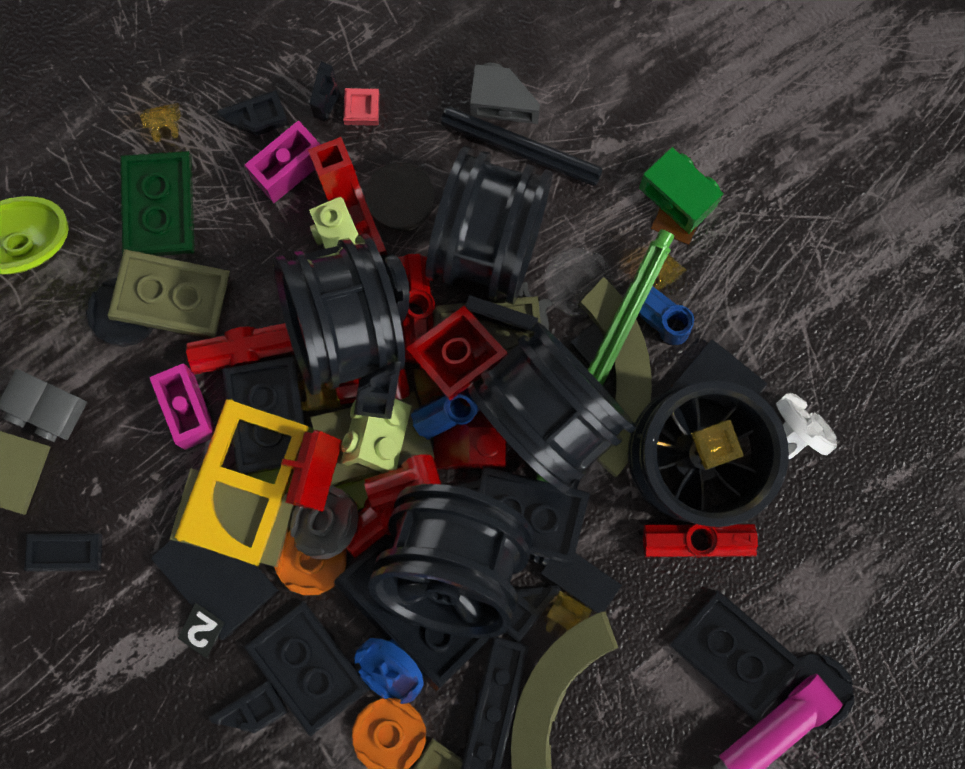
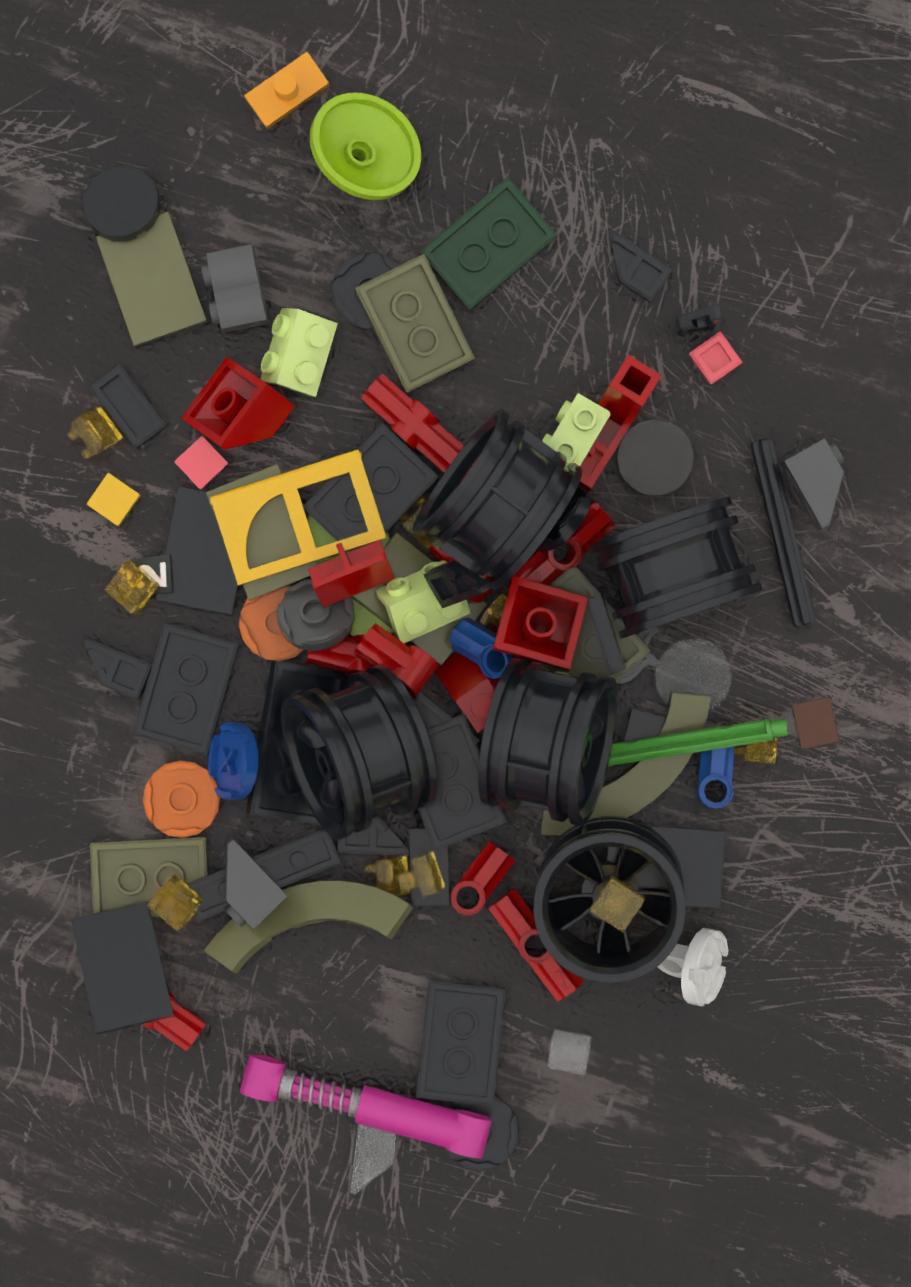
camera: 55 degrees right, 10 degrees up
(60, 590) = (96, 432): none -> clear yellow tile
(122, 394) = (298, 351): none -> yellowish green bracket
(122, 616) = (113, 499): none -> yellow tile
(127, 467) = (237, 408): none -> red slope
(148, 528) = (201, 463): none -> coral tile
(161, 117) = (570, 186): clear yellow tile -> none
(183, 406) = (325, 416): dark pink brick -> none
(197, 651) = (131, 587): none -> clear yellow tile
(283, 162) = (608, 334): dark pink brick -> none
(496, 732) = (248, 888): none -> dark grey slope
(586, 586) = (425, 874): none -> clear yellow tile
(618, 543) = (483, 876): none -> red piece
(681, 189) = (844, 708): green brick -> none
(799, 576) = (569, 1051): none -> clear tile

